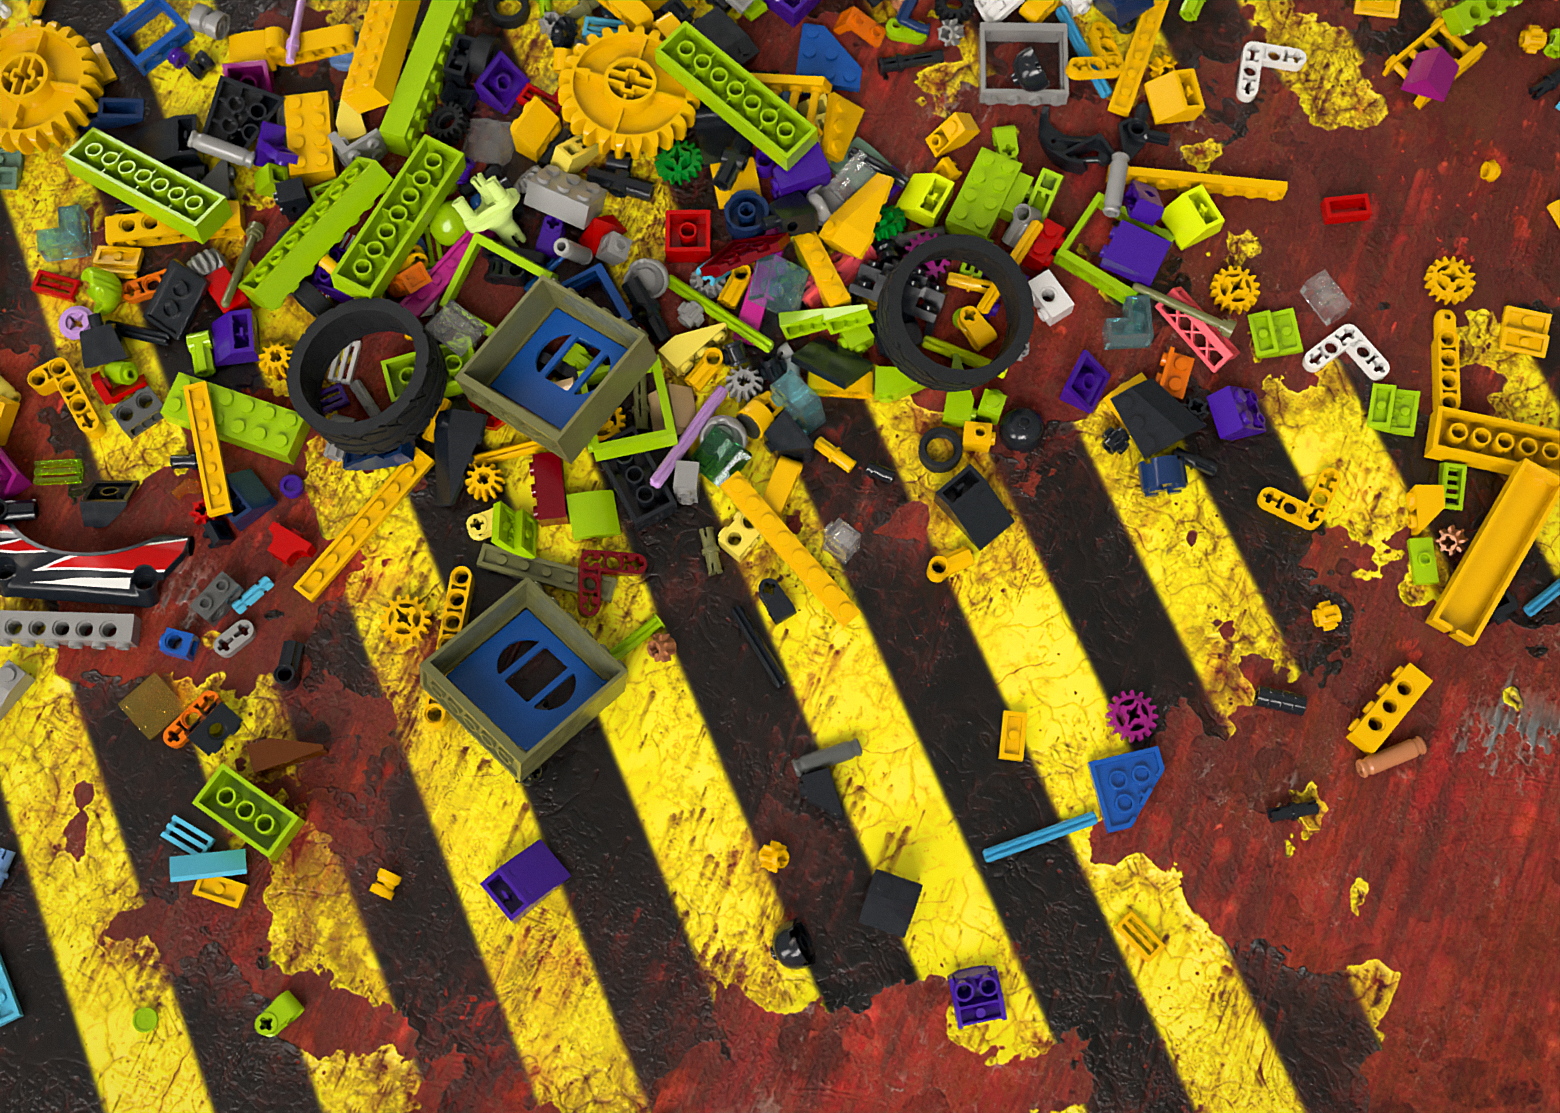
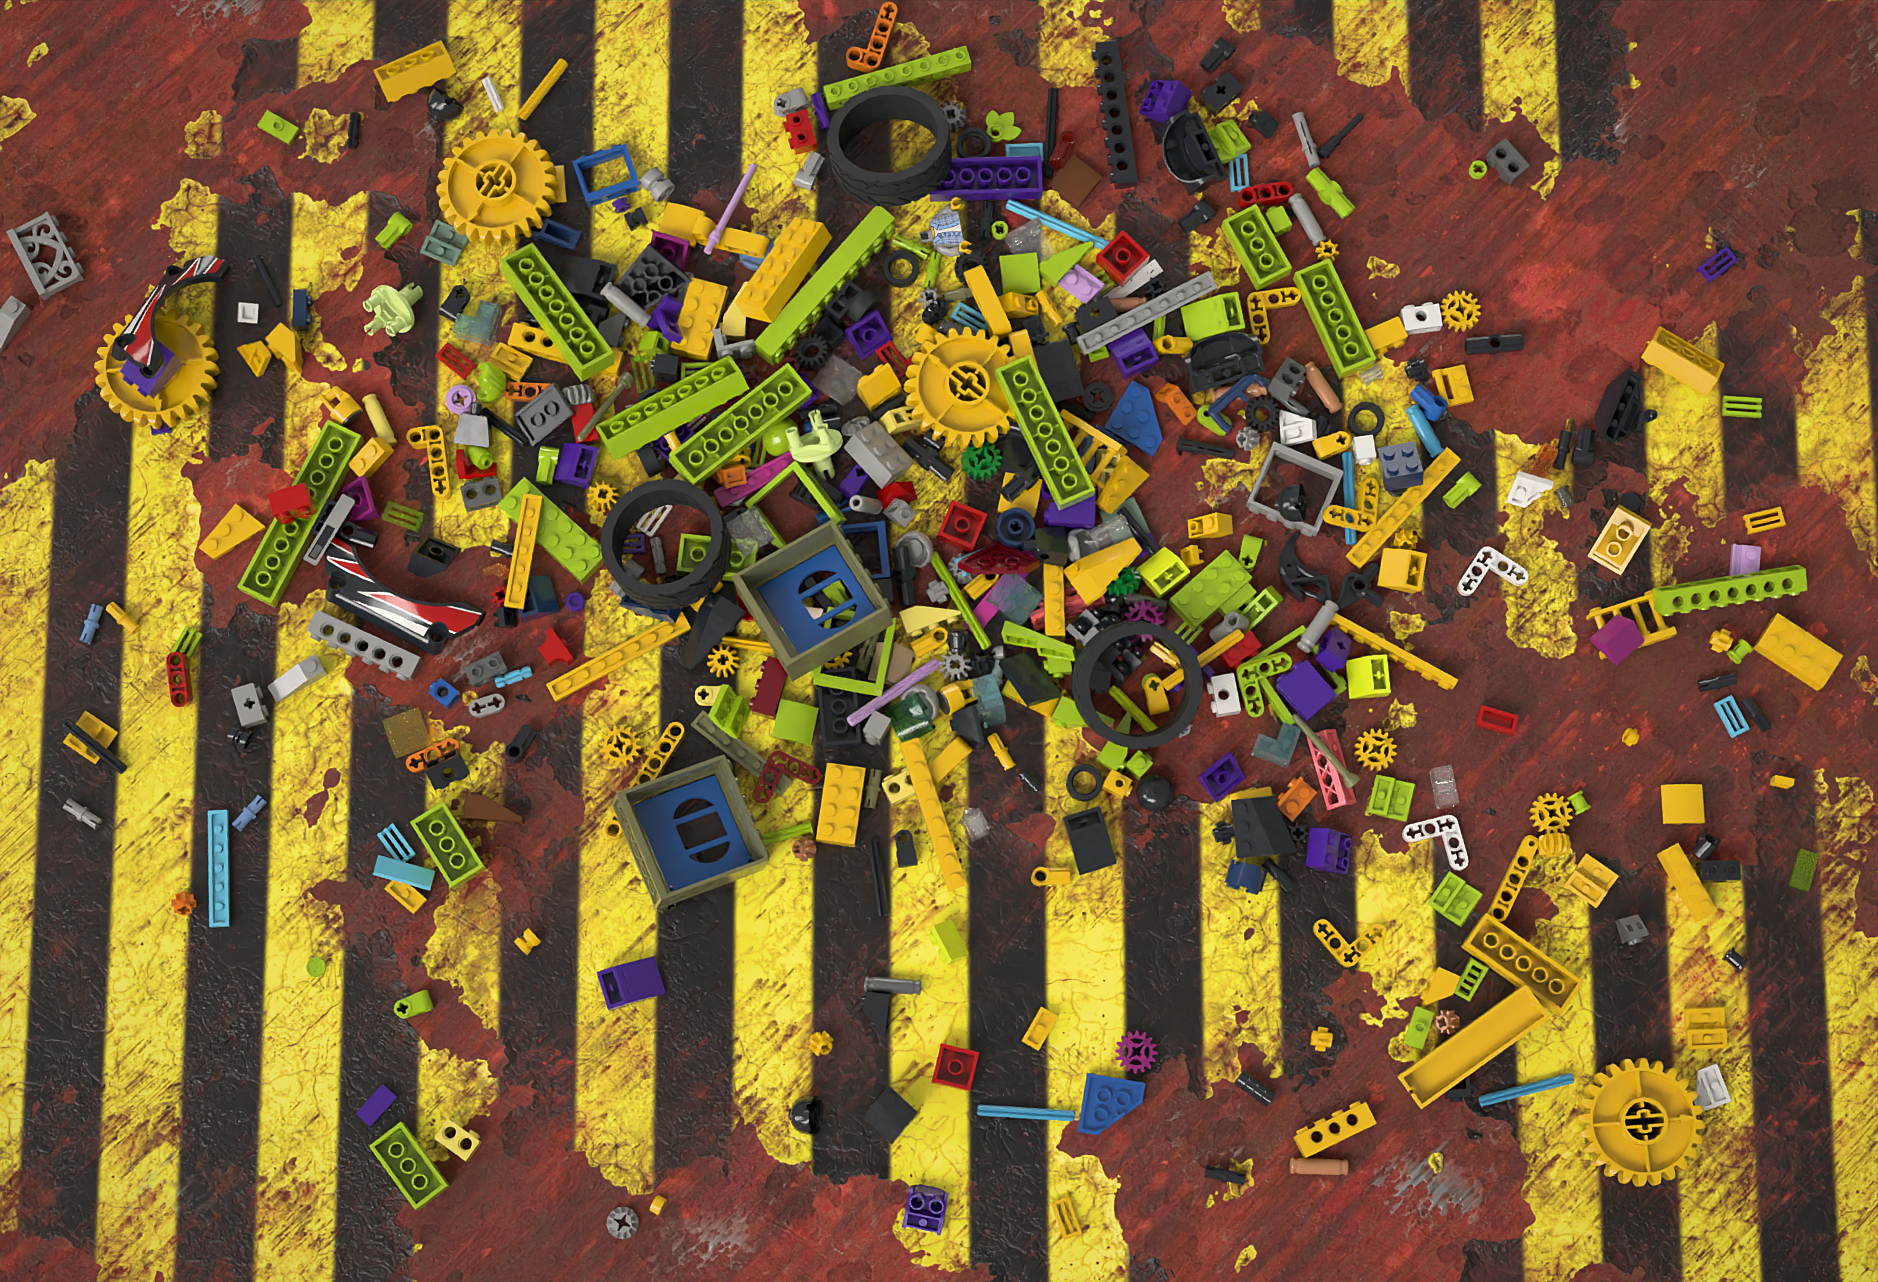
camera: 20 degrees right, 5 degrees up
(31, 219) = (453, 304): none -> black piece
(263, 205) = (640, 359): none -> clear neon green tile
(682, 582) = (840, 805): none -> yellow brick
(766, 50) = (1095, 389): none -> black gear
(868, 682) = (948, 941): none -> neon yellow slope
(939, 818) = (955, 1067): none -> red brick
(1072, 264) = (1251, 679): none -> lime beam
(1471, 308) = (1554, 844): none -> yellow gear
(1472, 257) = (1578, 802): none -> lime bush

